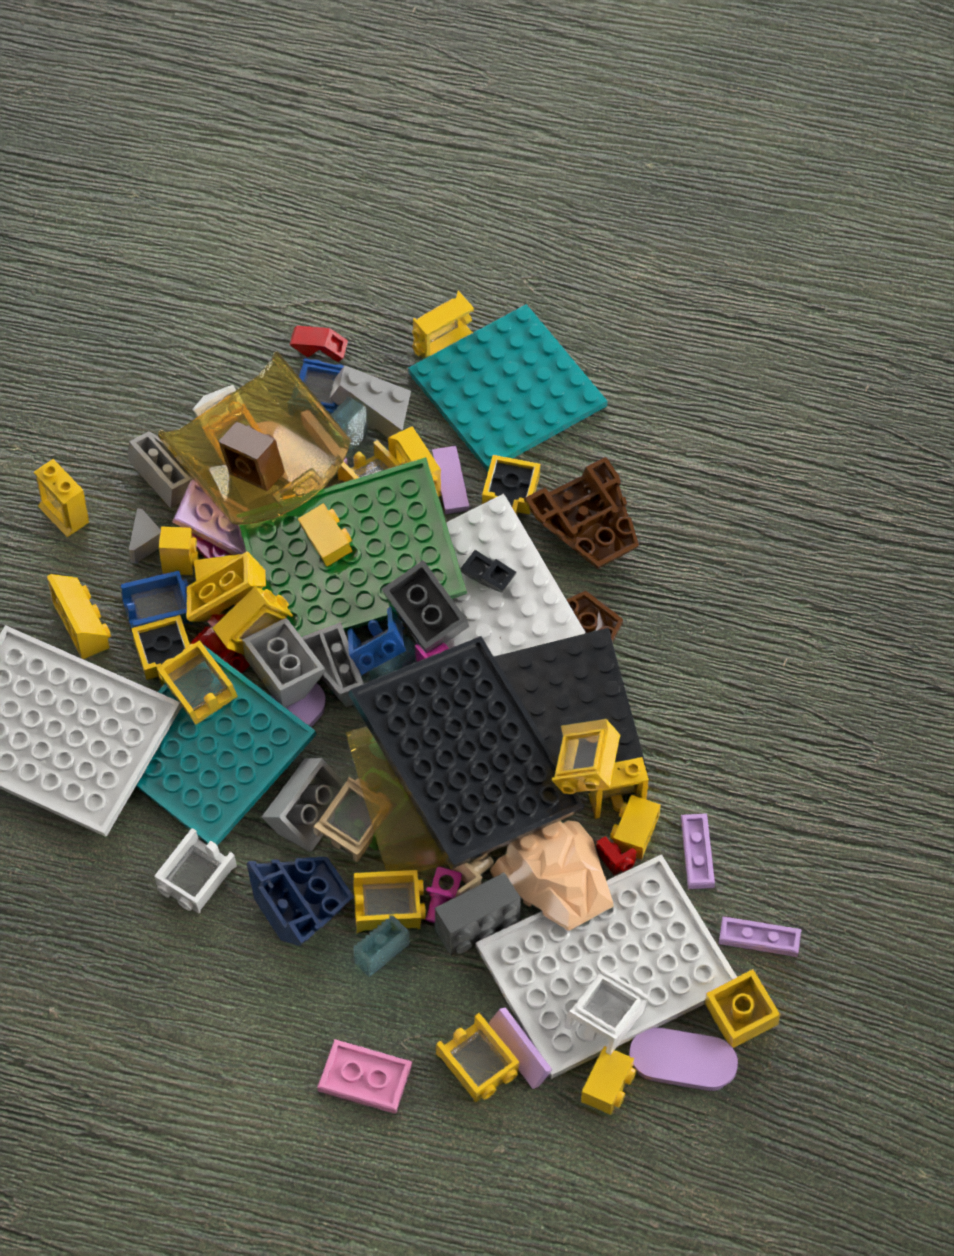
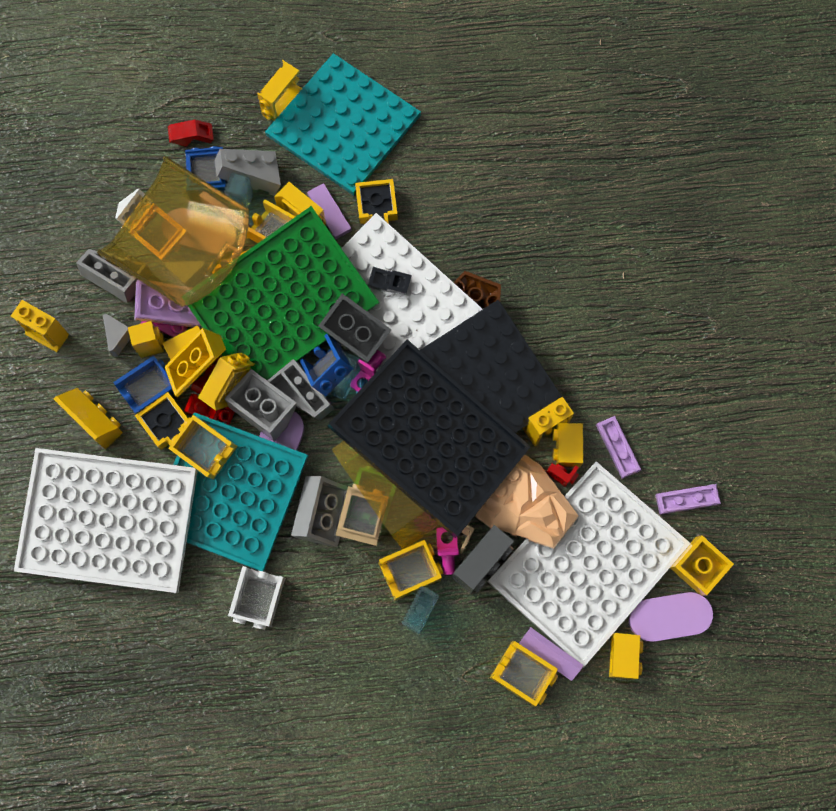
camera: 20 degrees left, 15 degrees up
(252, 456) = (177, 247): reddish brown brick -> none
(298, 895) = (343, 590): dark blue wedge -> none
(325, 534) = (256, 292): yellow brick -> none
(365, 1076) = (445, 716): bright pink tile -> none
(586, 756) = (522, 412): yellow window -> none
(588, 514) = (443, 207): reddish brown wedge -> none
(608, 1009) = (608, 605): white window -> none

